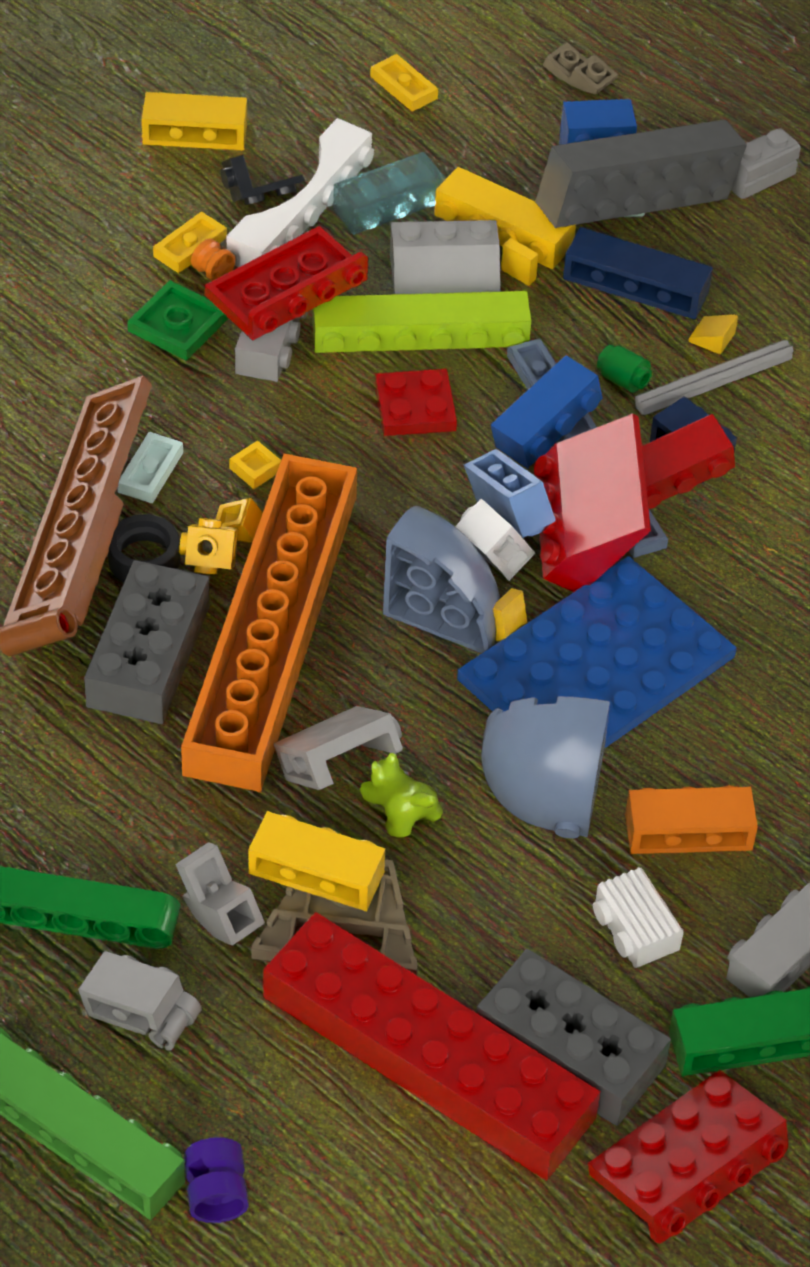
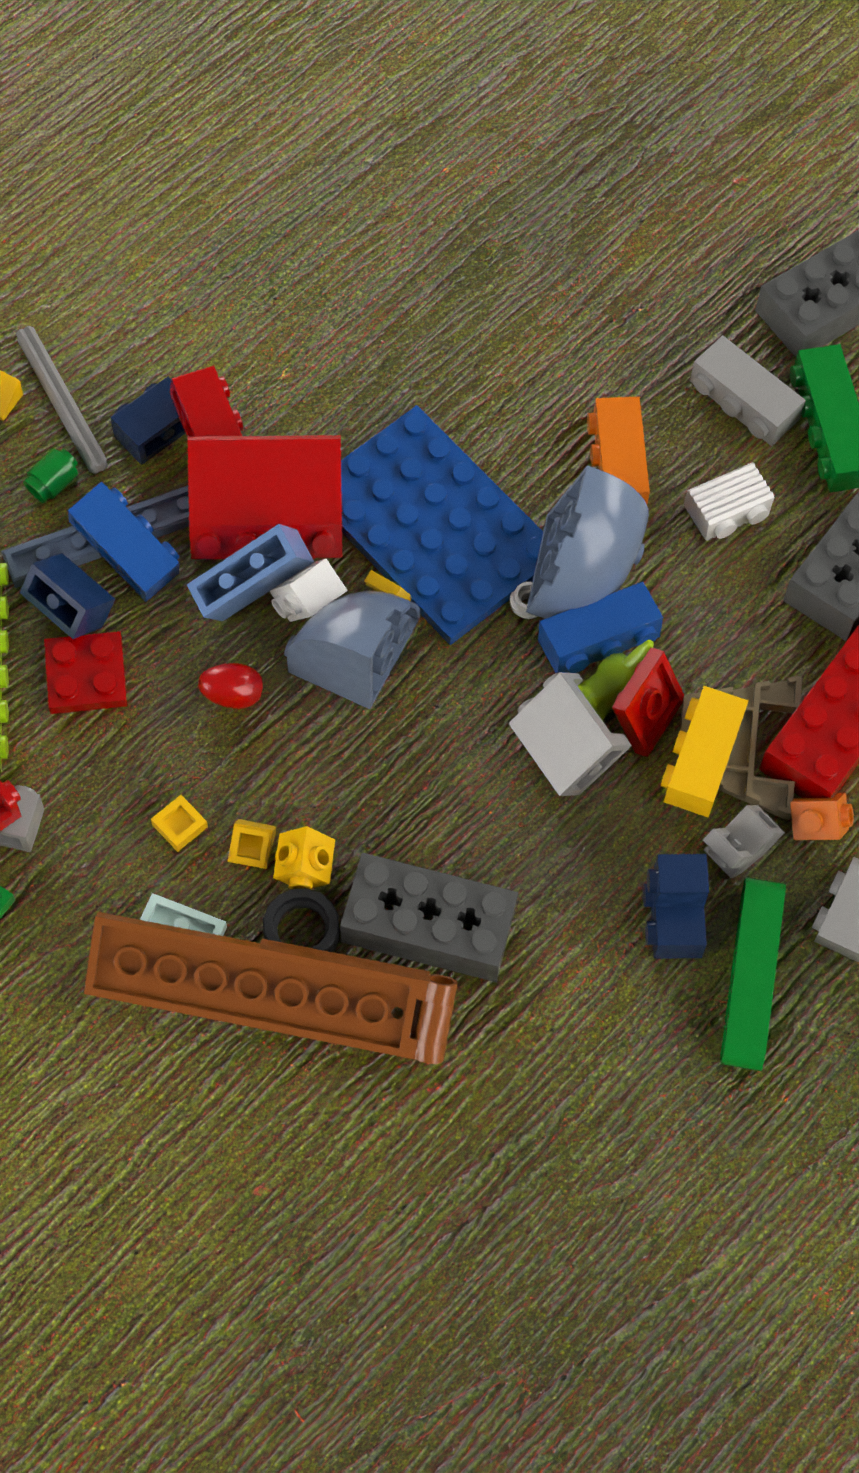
camera: 90 degrees left, 15 degrees up
(145, 840) = (677, 899): none -> dark blue brick
(243, 979) = (821, 817): none -> orange bracket
(269, 624) = (400, 797): orange brick -> none
(379, 812) = (648, 702): none -> red plate
(395, 493) = (231, 685): none -> red animal
(470, 792) = (600, 629): none -> blue brick
(488, 376) = (67, 595): none -> dark blue brick

